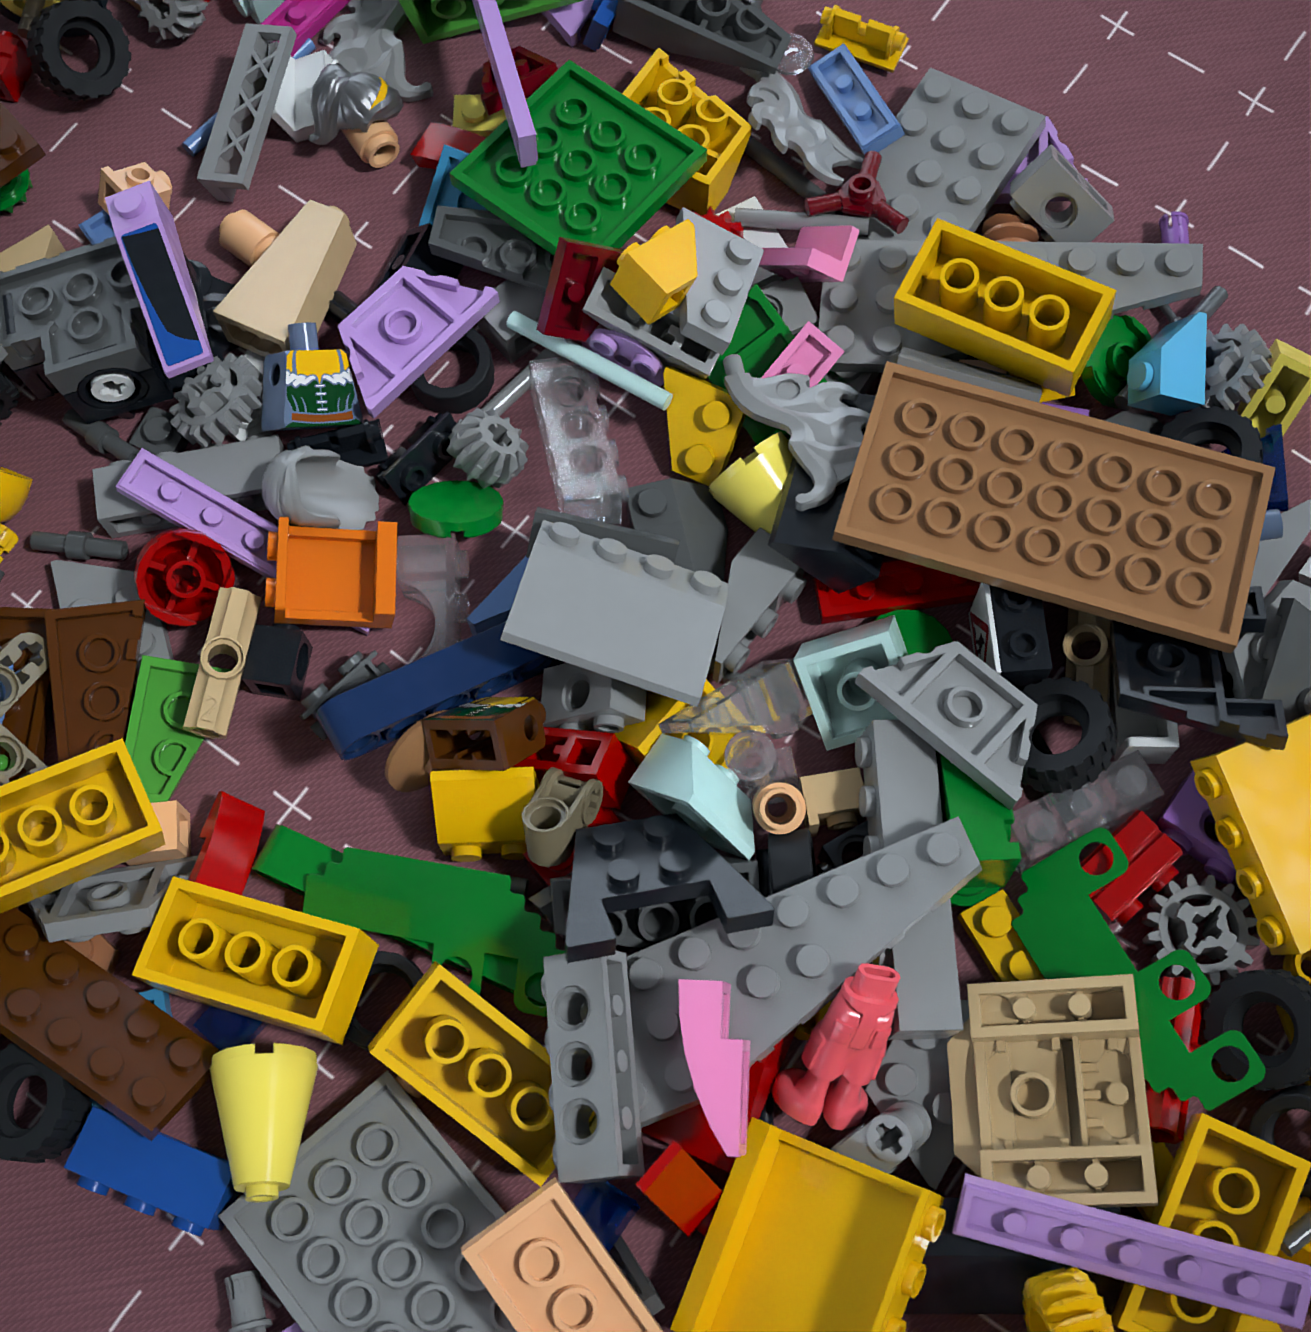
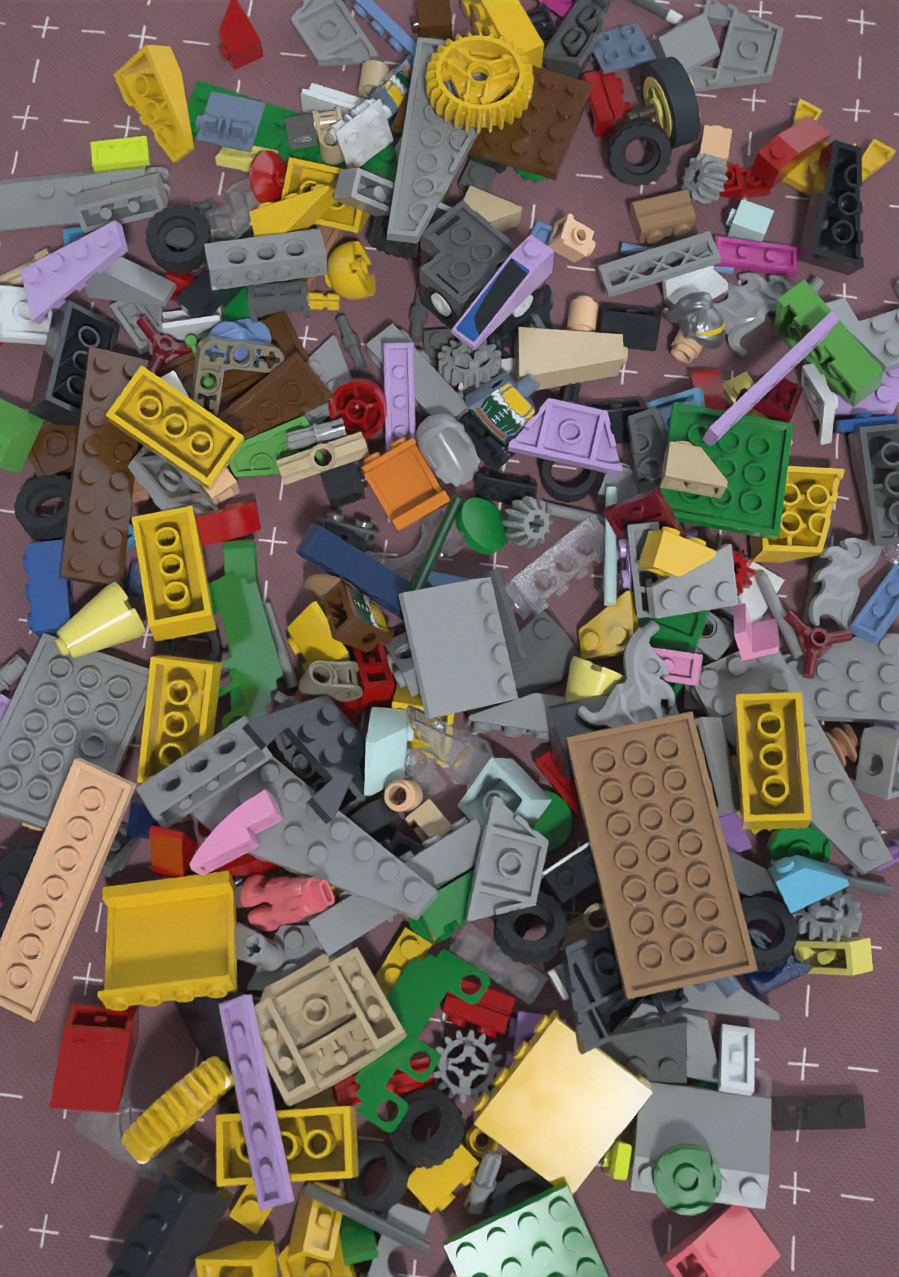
camera: 55 degrees right, 5 degrees up
(182, 652) = (316, 434): none -> light grey axle
(183, 78) = (662, 217): none -> medium nougat brick
(307, 177) = (637, 324): none -> black panel
(457, 583) = (436, 544): none -> dark green bar
(553, 32) = (819, 400): none -> white wing
(559, 194) = (691, 471): none -> tan slope

